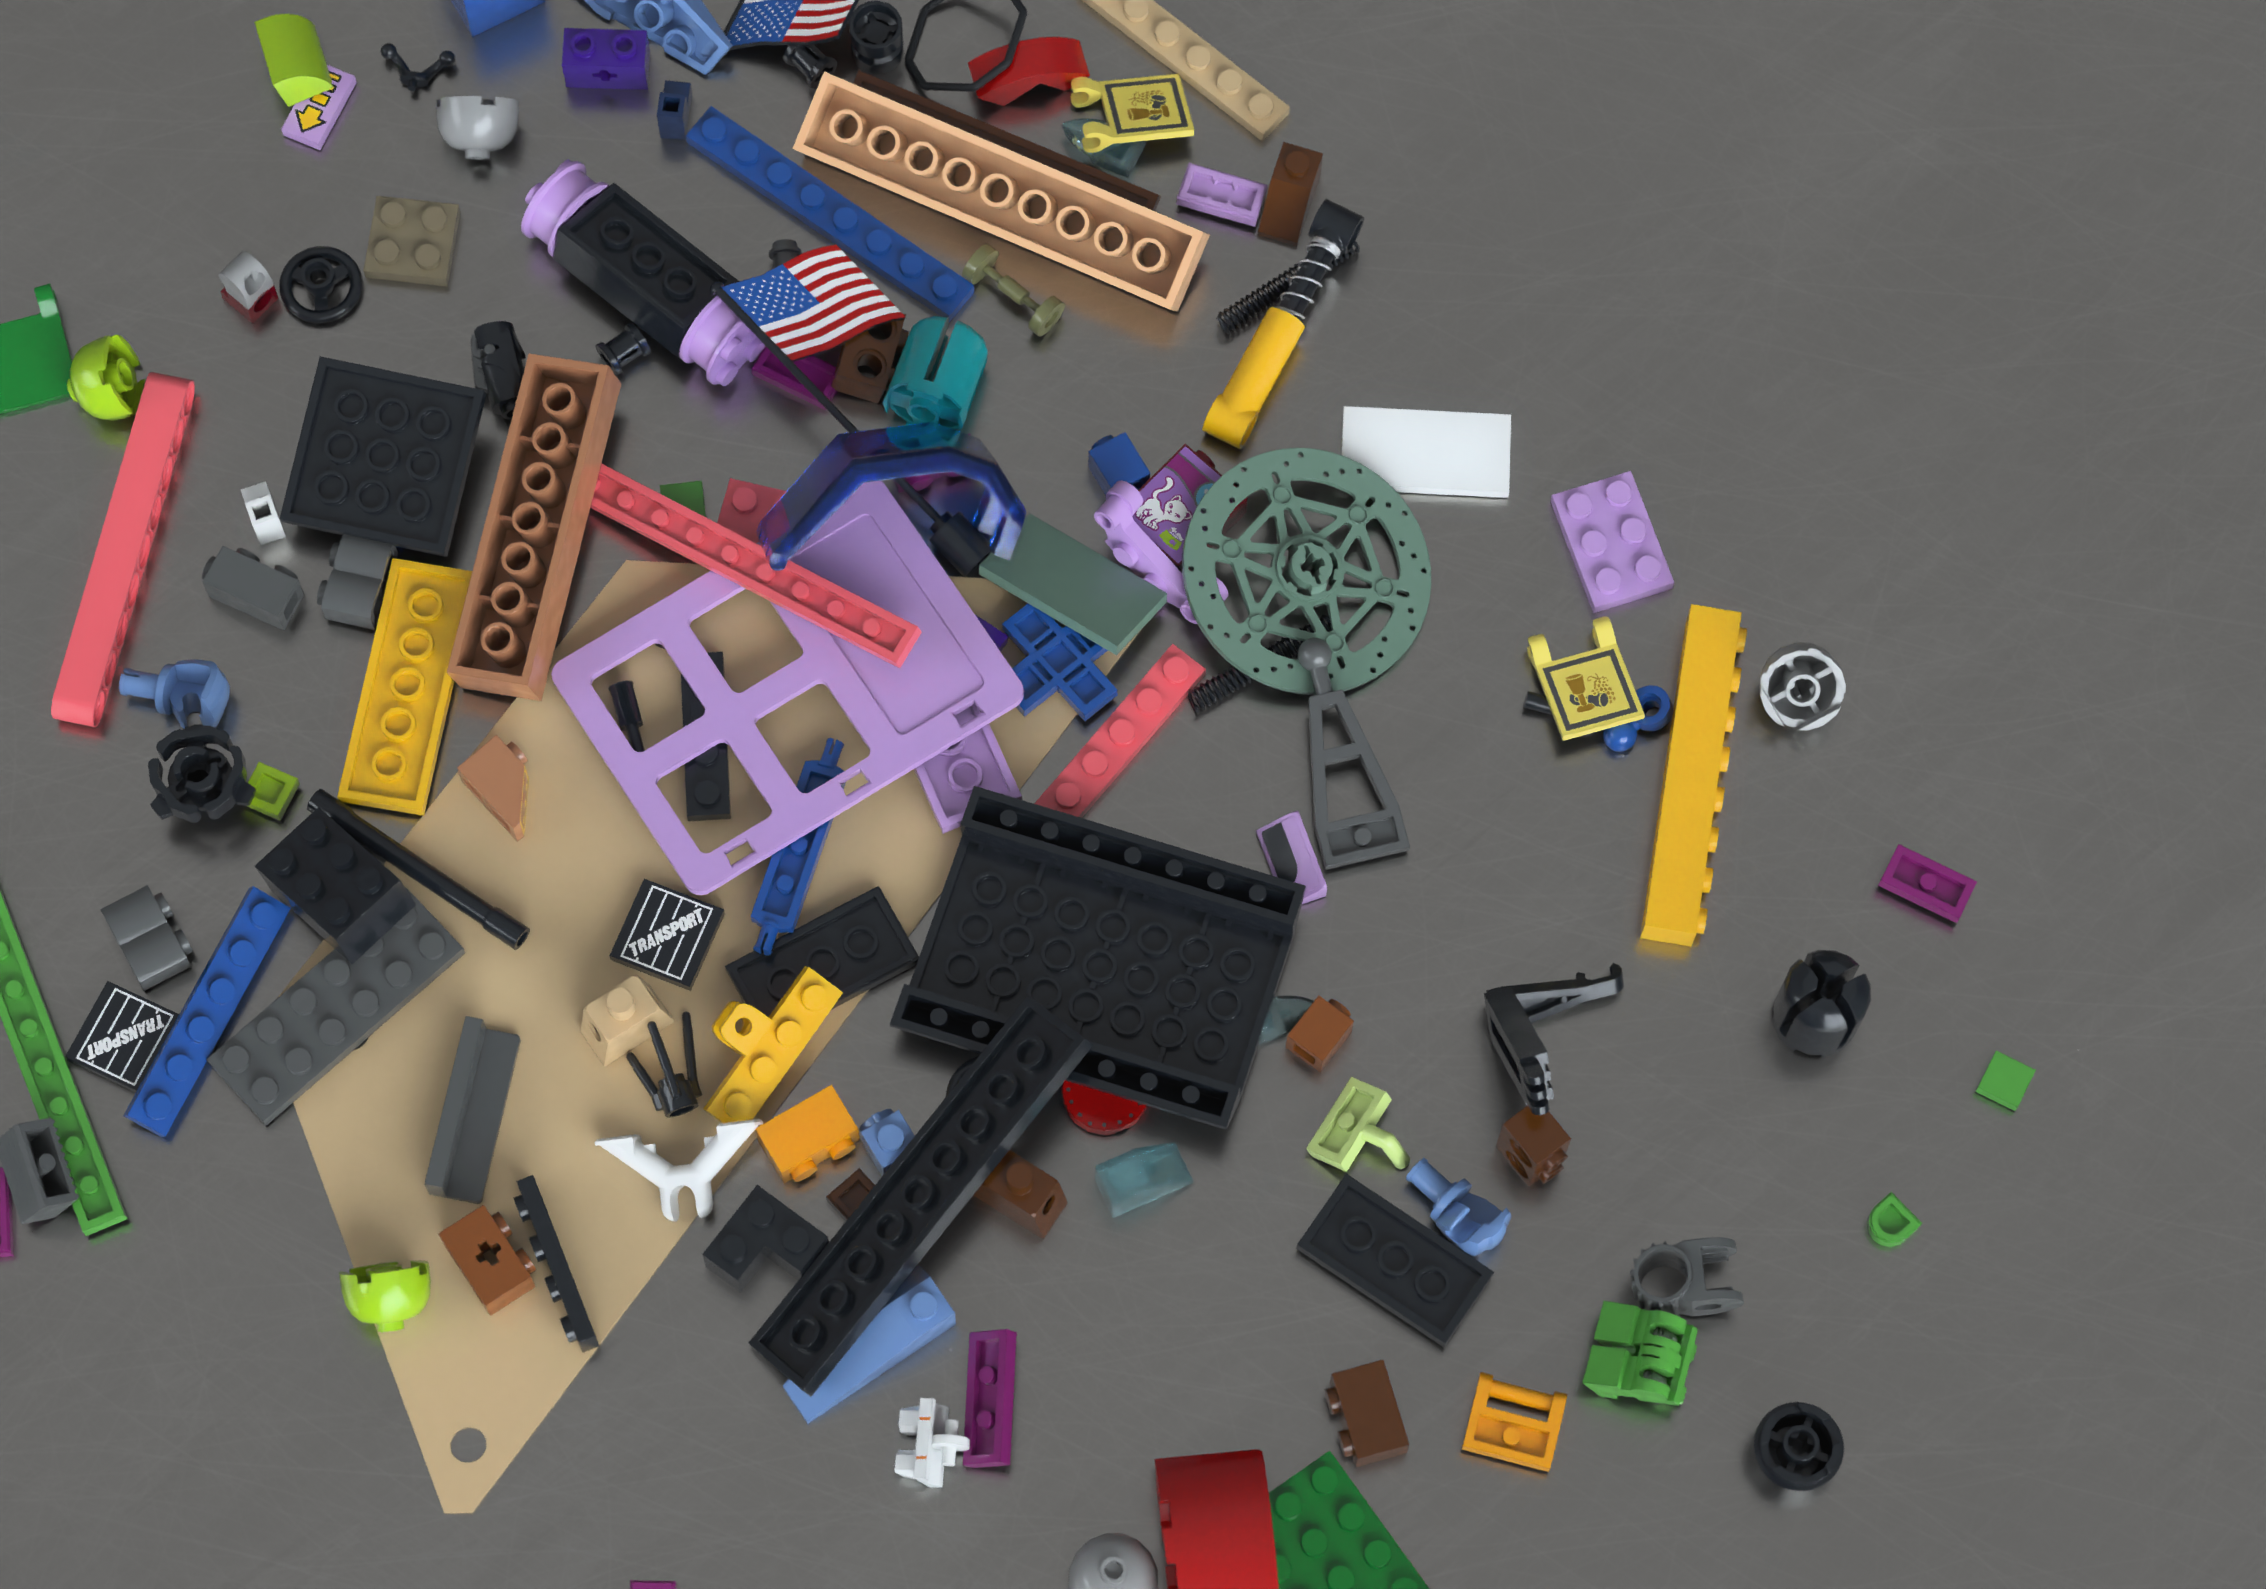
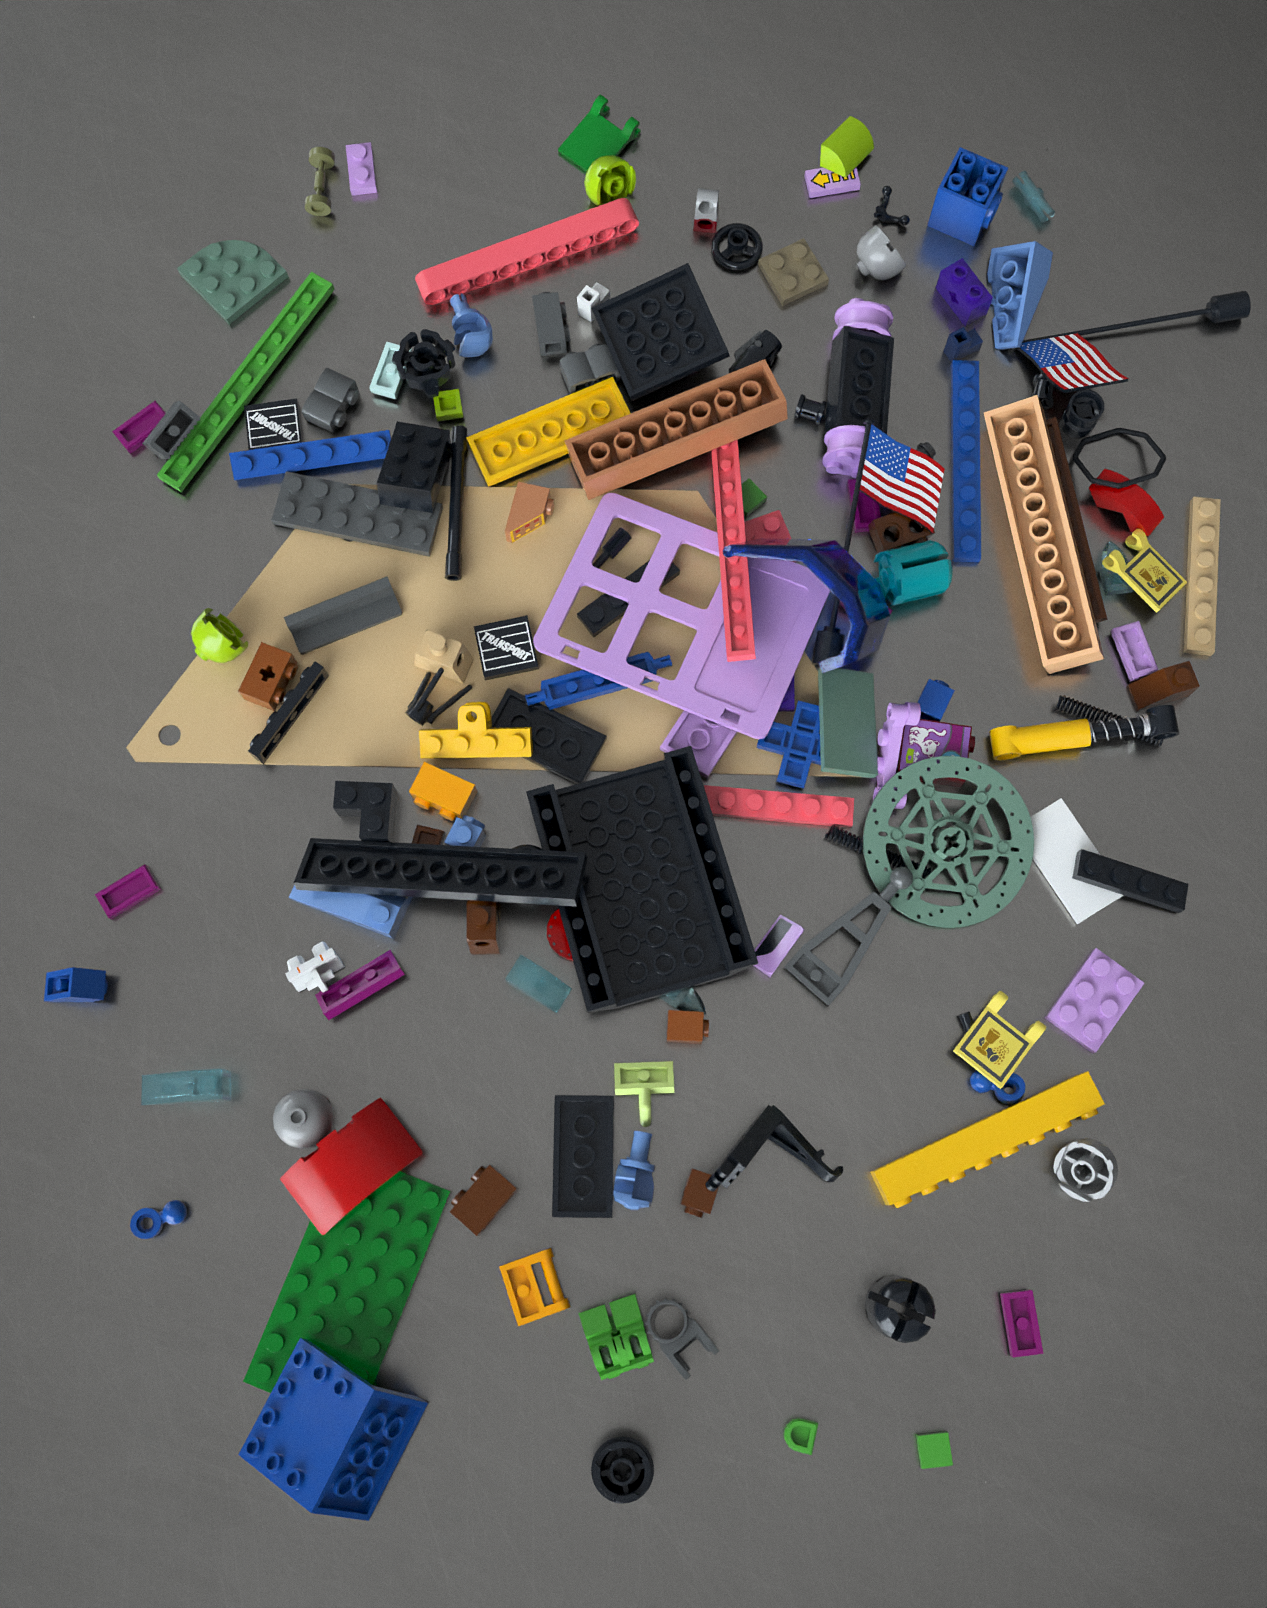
camera: 60 degrees right, 5 degrees up
(164, 839) = (386, 377): none -> light aqua plate
(695, 1175) = (372, 738): white piece -> none
(981, 264) = (993, 553): olive wheel -> none
(1499, 400) = (1130, 881): none -> black plate

